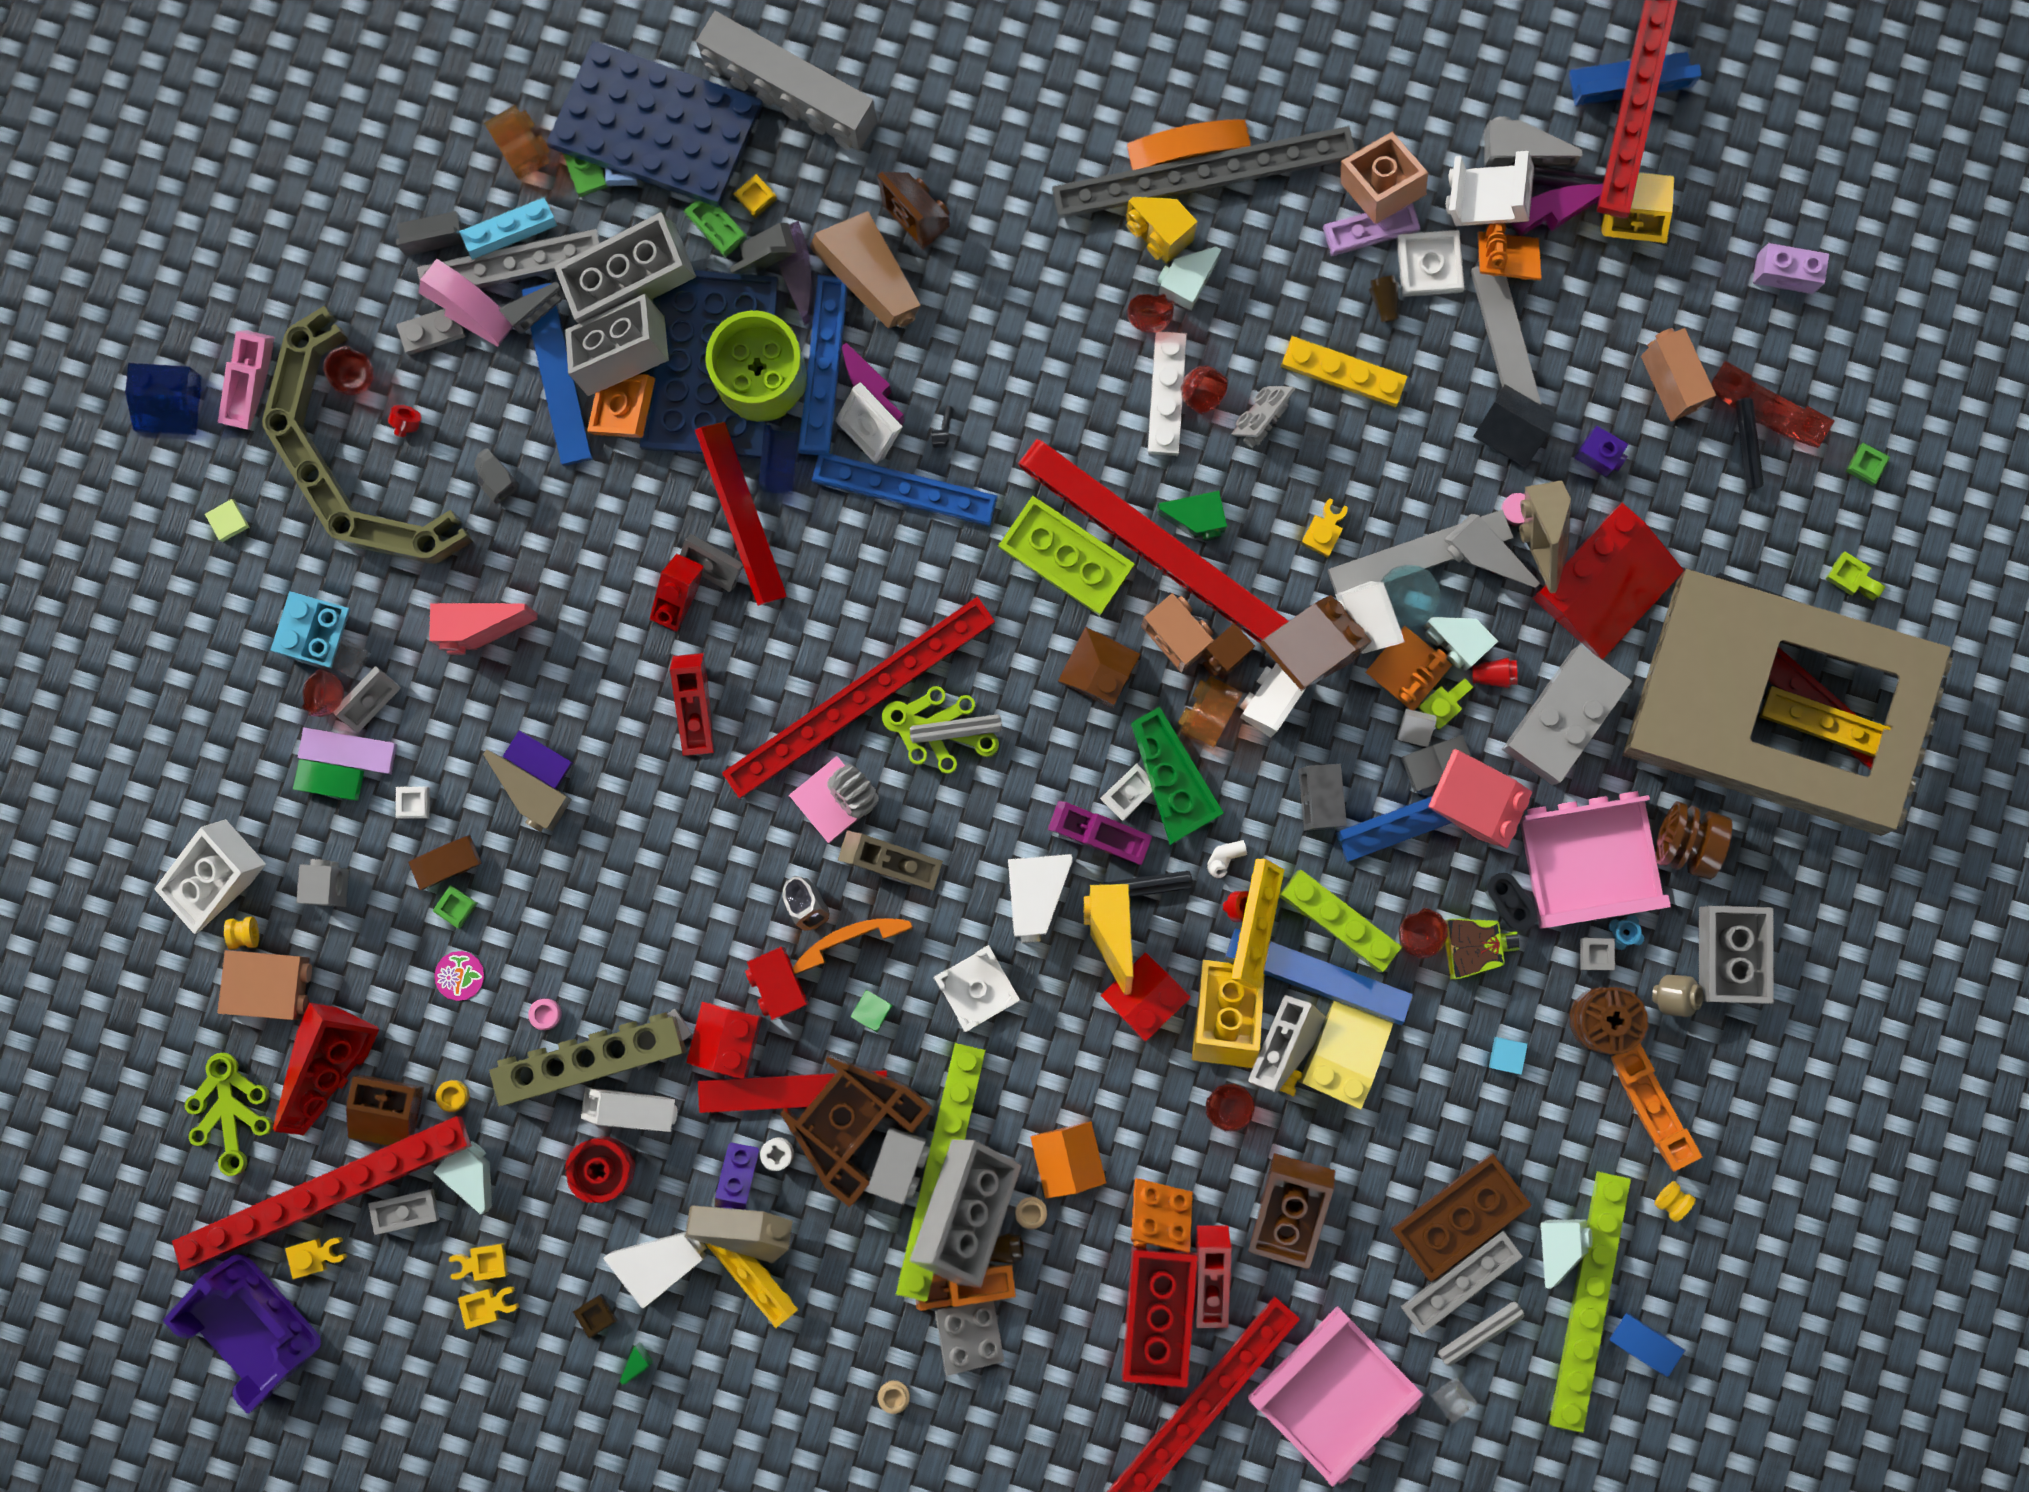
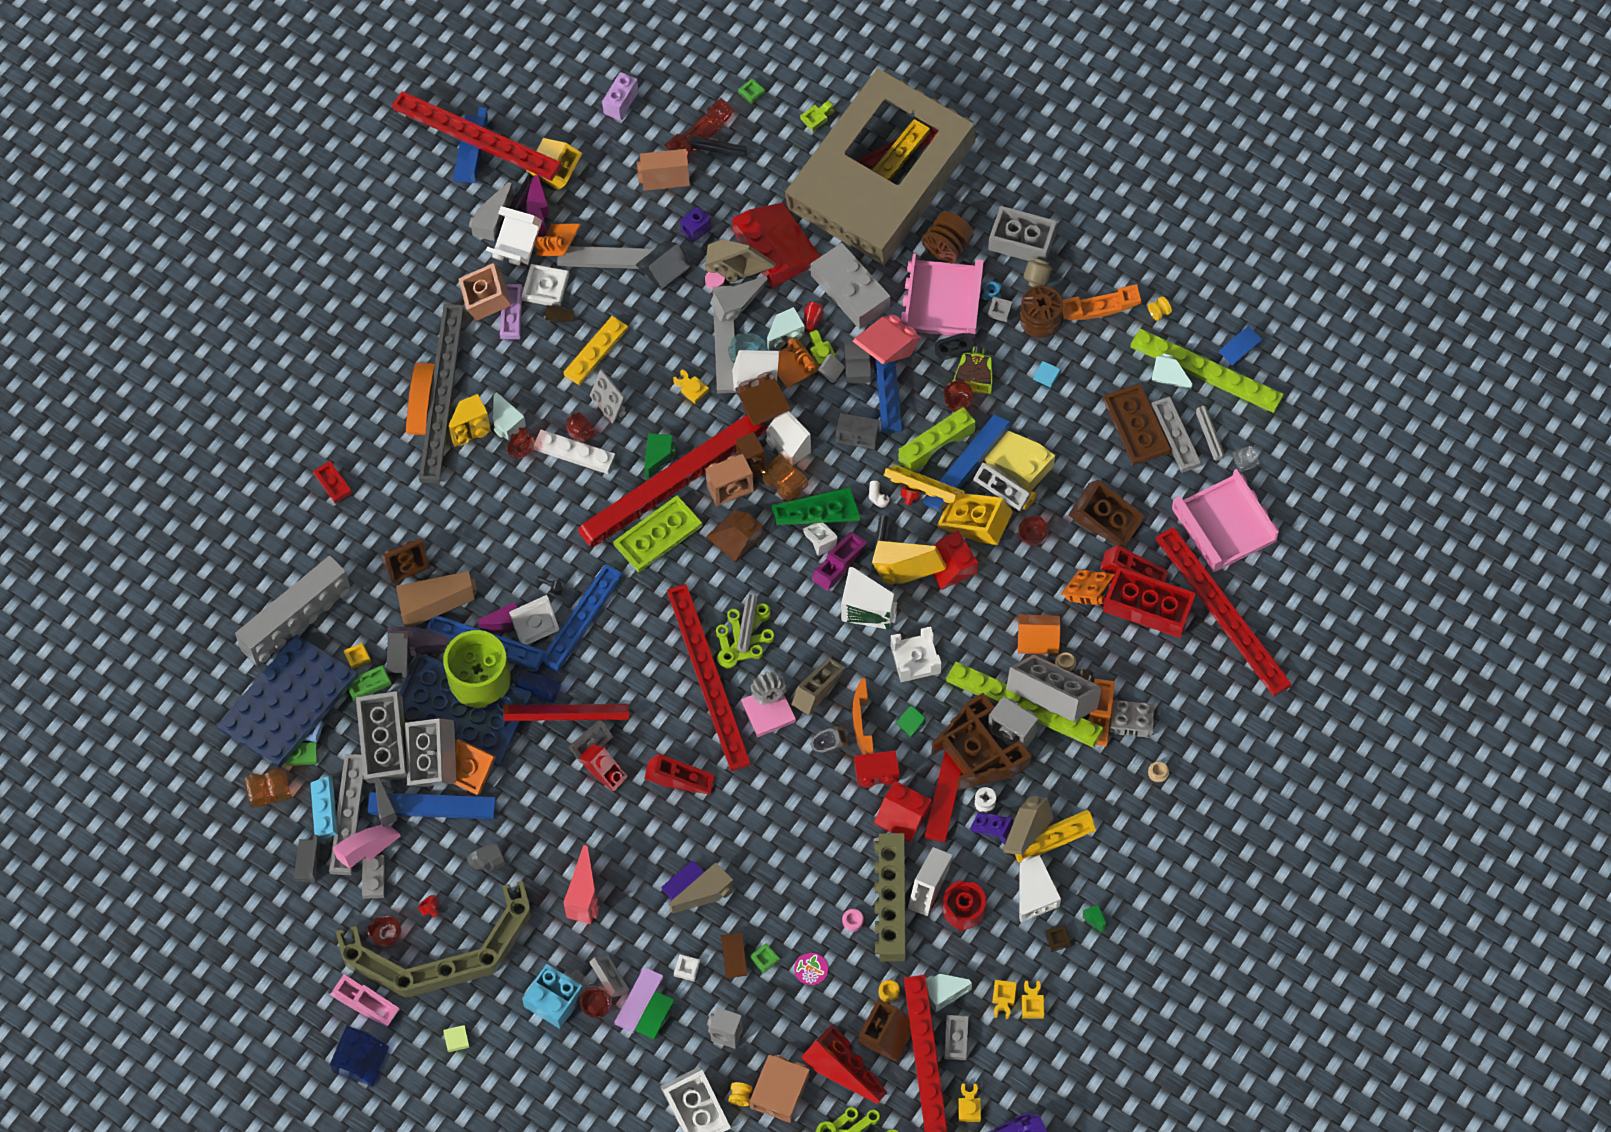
camera: 75 degrees left, 20 degrees down
(1013, 67) = (332, 482): none -> red plate

